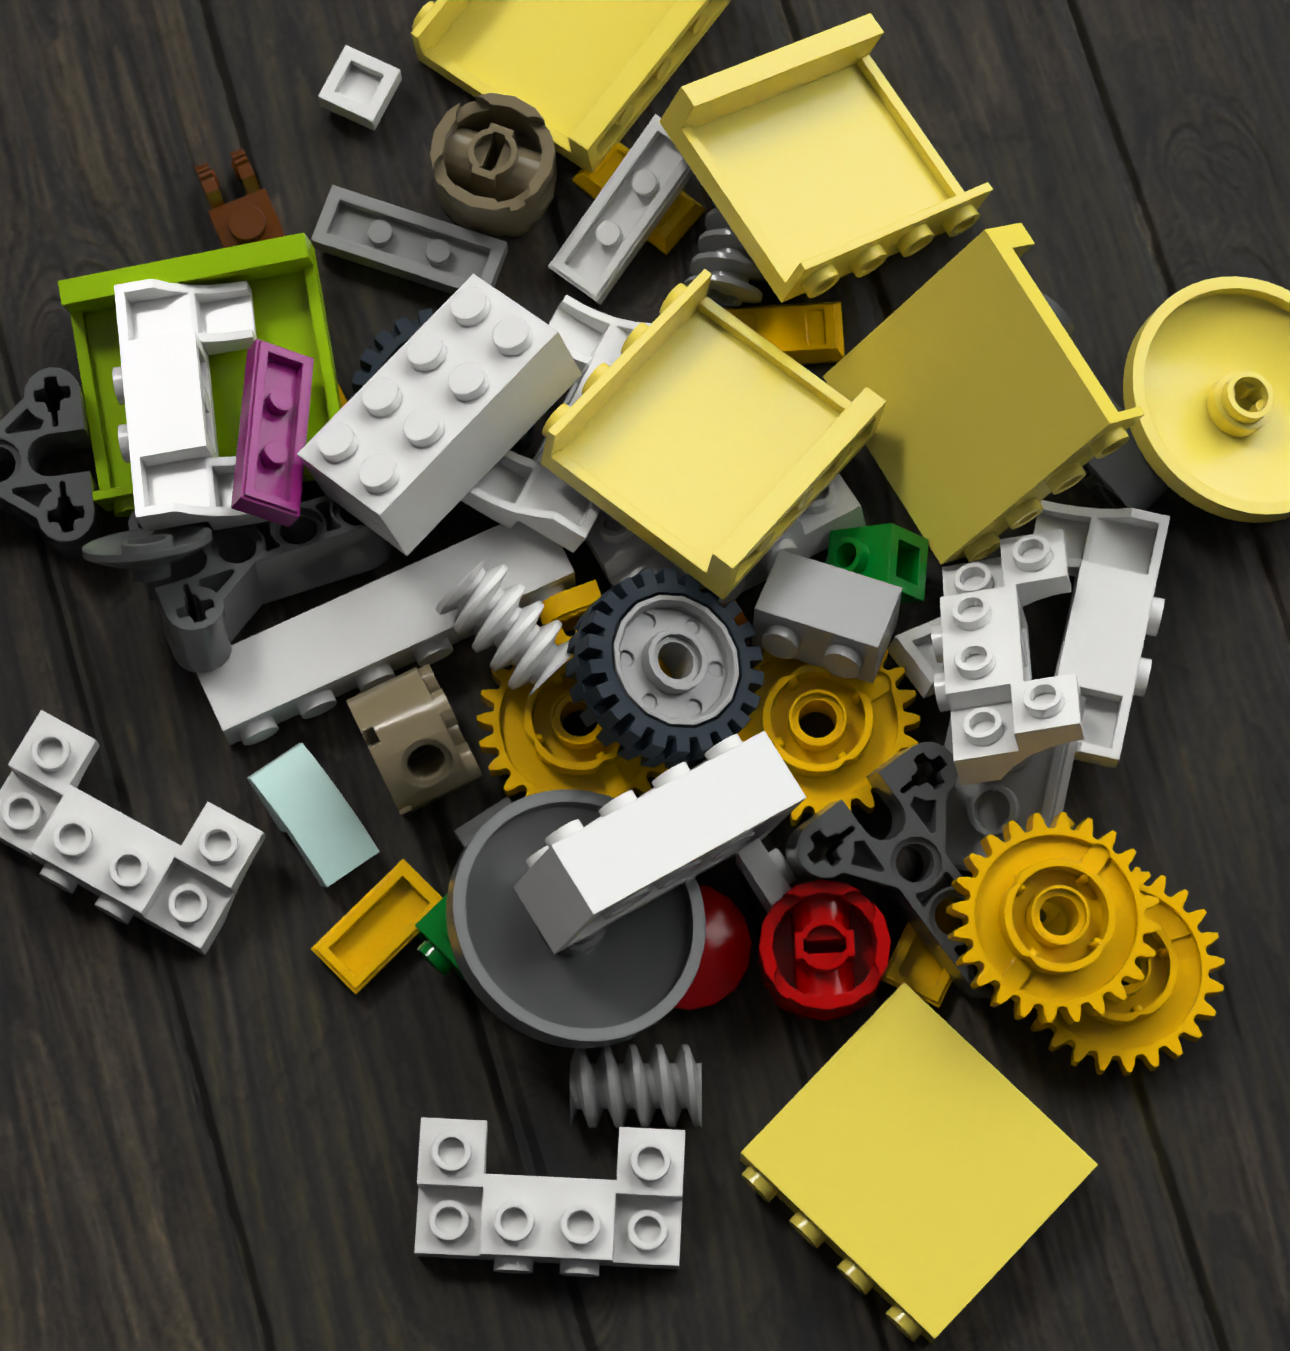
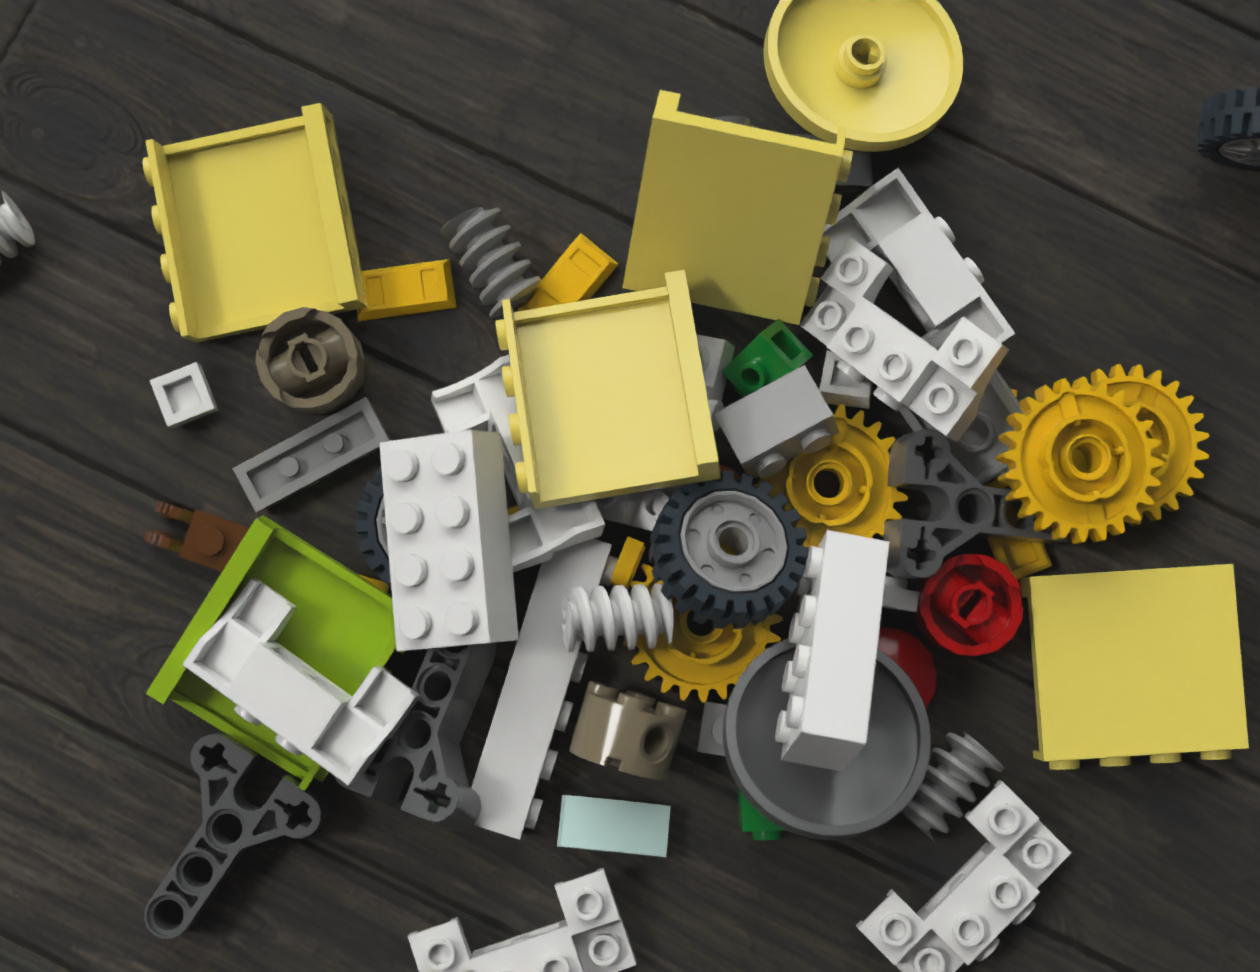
camera: 50 degrees left, 10 degrees up
(147, 552) = (374, 796): dark grey dish -> none
(272, 433) = (366, 651): magenta tile -> none
(377, 927) = (714, 845): yellow tile -> none
(623, 214) = (411, 306): white tile -> none
(817, 161) = (492, 170): light yellow panel -> none

